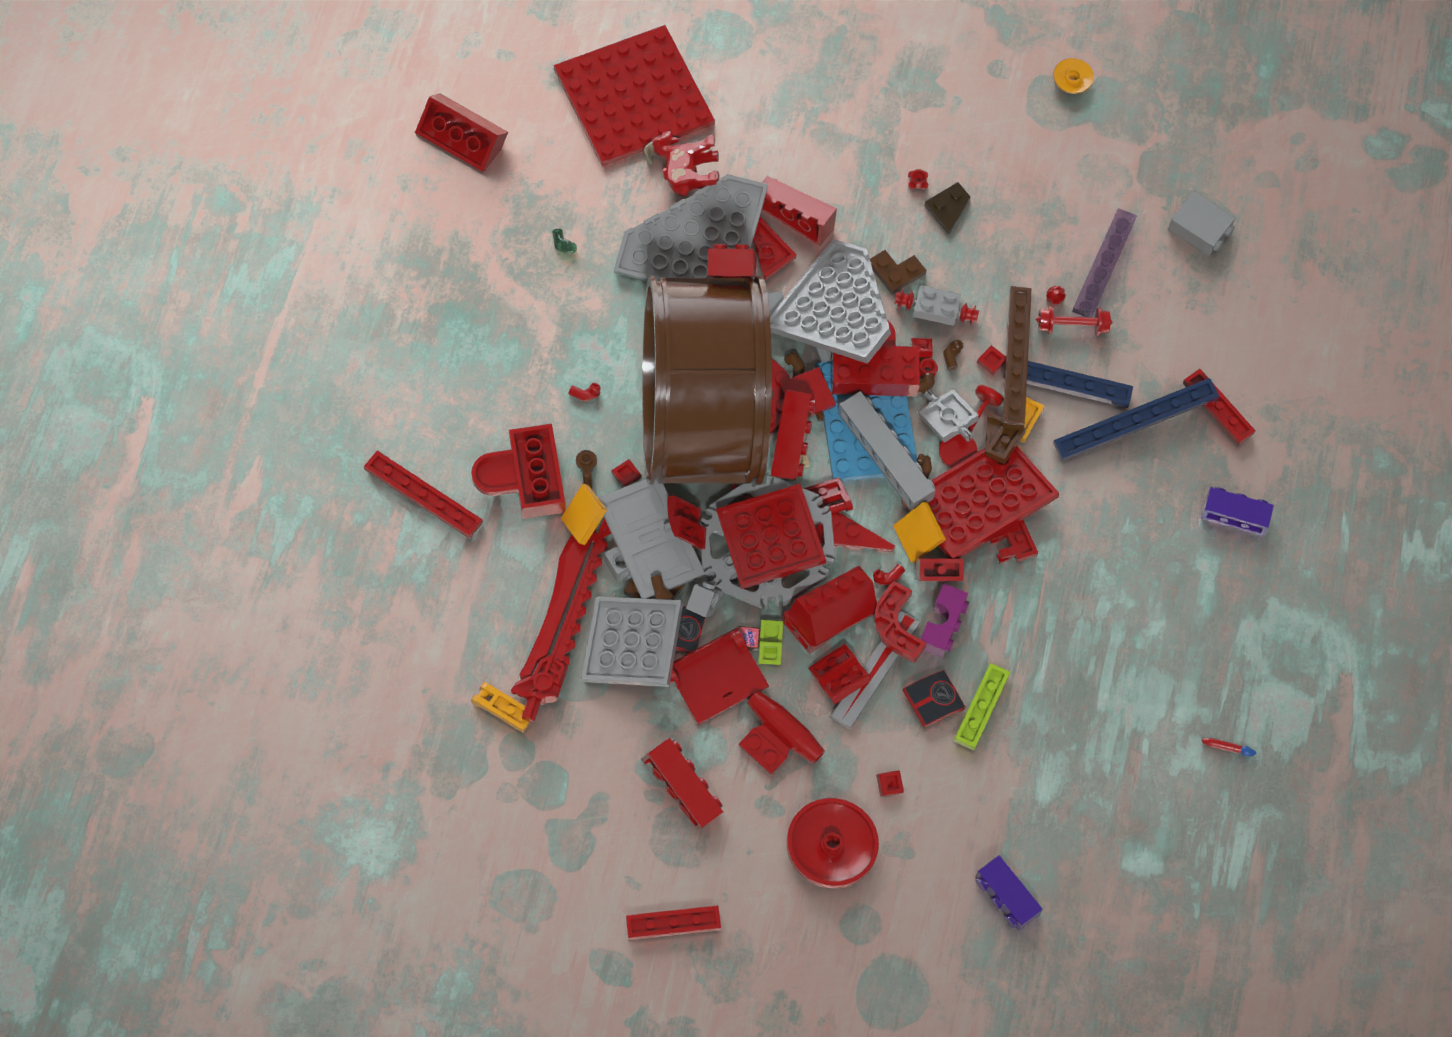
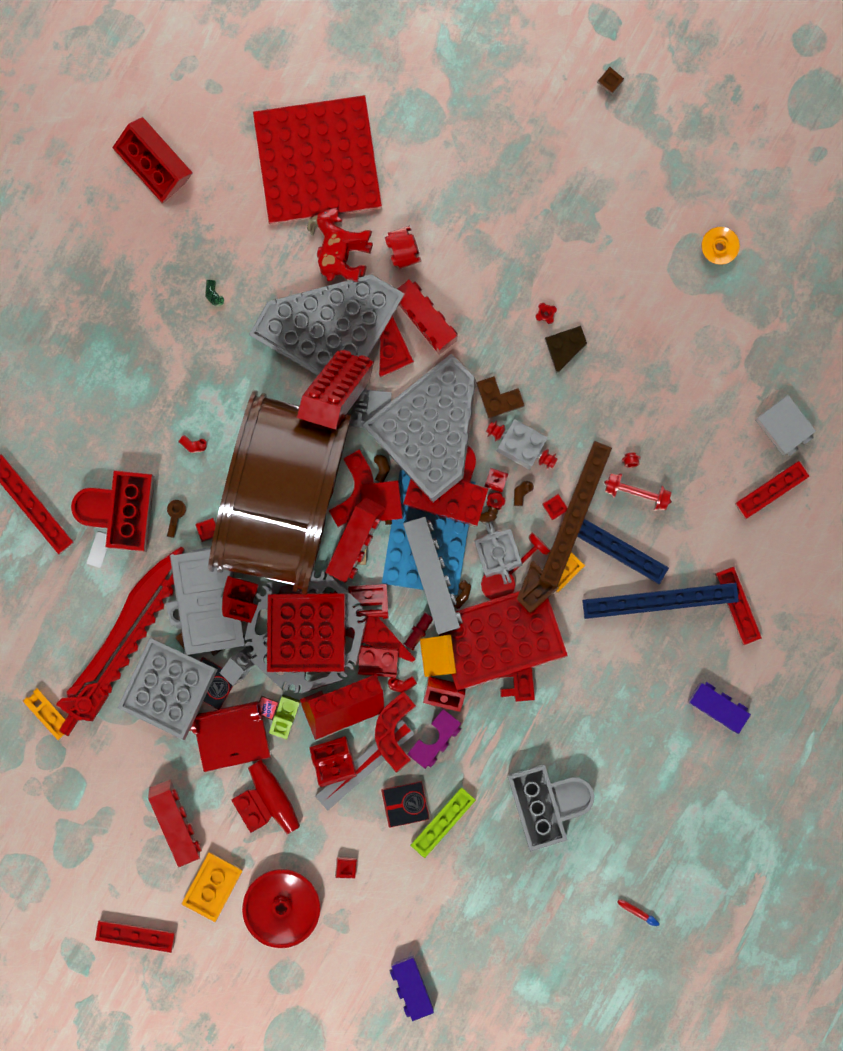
camera: 25 degrees right, 20 degrees up
(511, 524) = (98, 550): none -> white sticker
(583, 514) = (157, 564): light orange tile -> none
(659, 590) = (201, 653): reddish brown arm -> none
(745, 844) = (212, 887): none -> light orange plate
(751, 148) = (403, 247): none -> red brick
(854, 554) = (378, 661): none -> red plate
(889, 516) = (418, 631): none -> dark red pin
(1088, 654) = (546, 805): none -> light grey brick
(1104, 263) = (685, 441): clear purple plate -> none
(1211, 287) = (772, 490): none -> red plate

